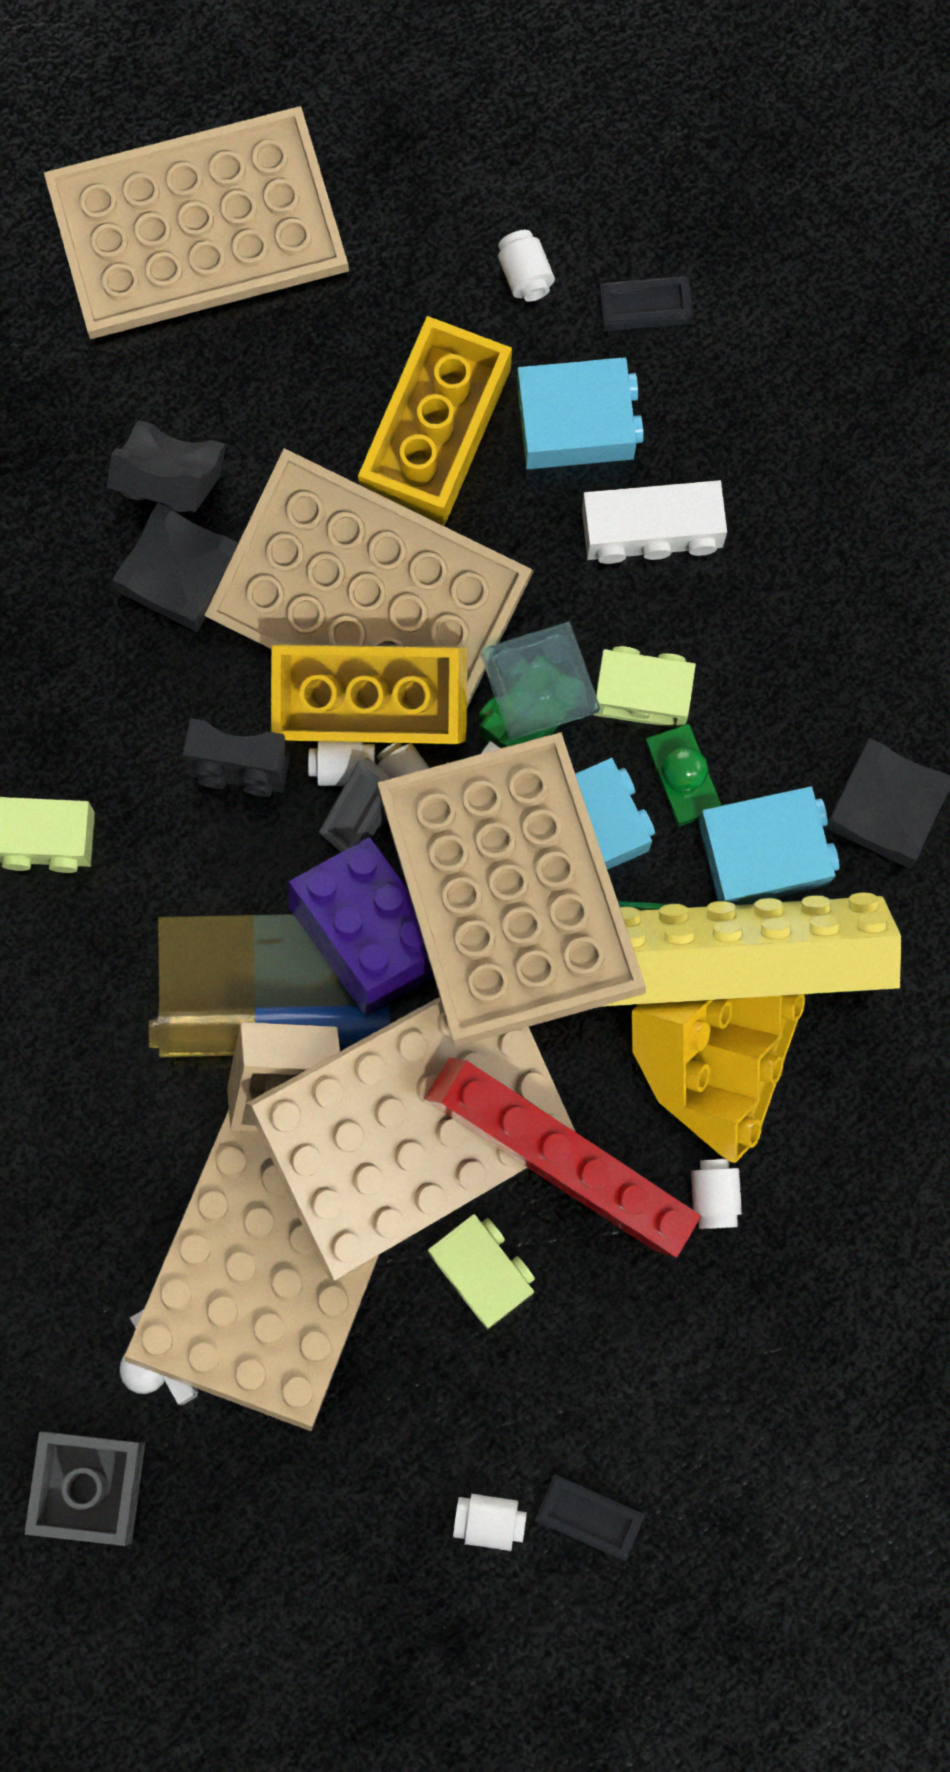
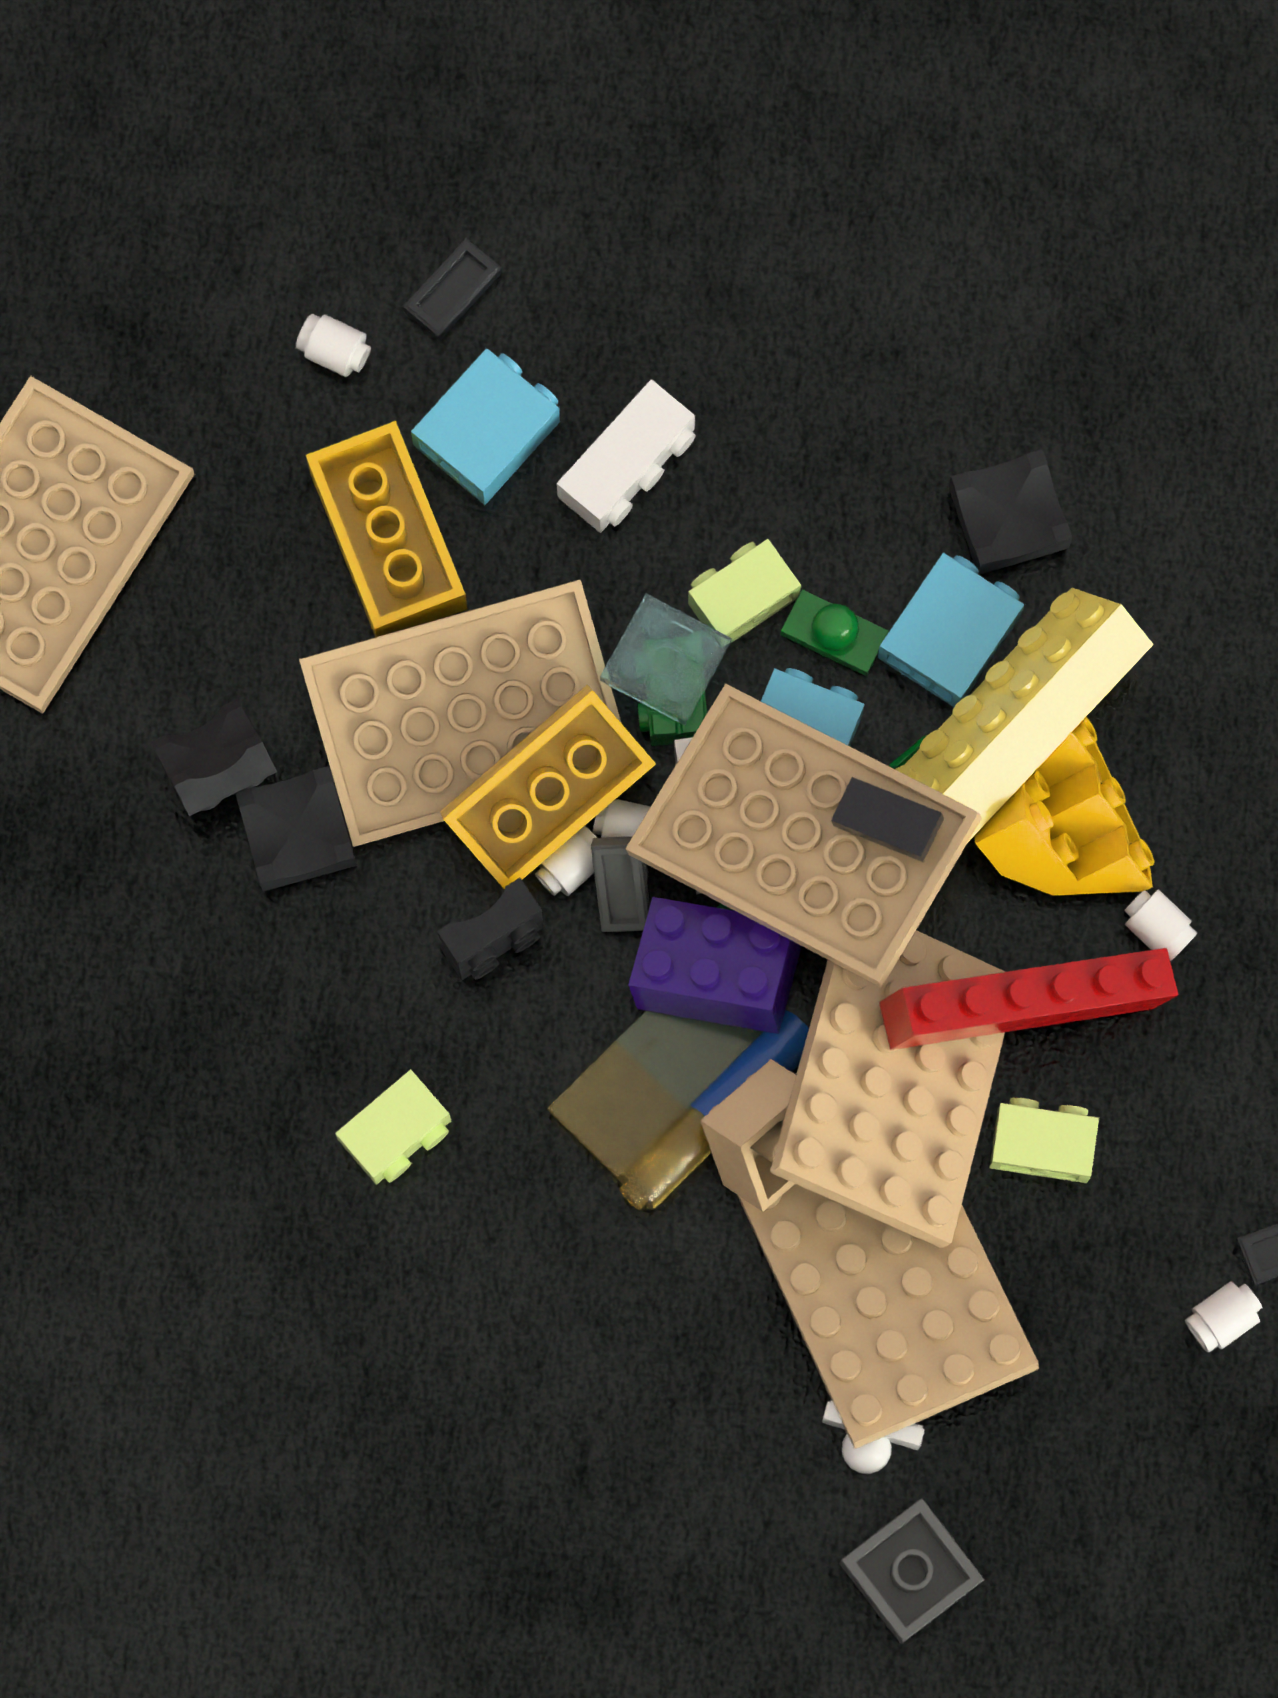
camera: 40 degrees left, 0 degrees up
(575, 930) = (887, 819): none -> black tile

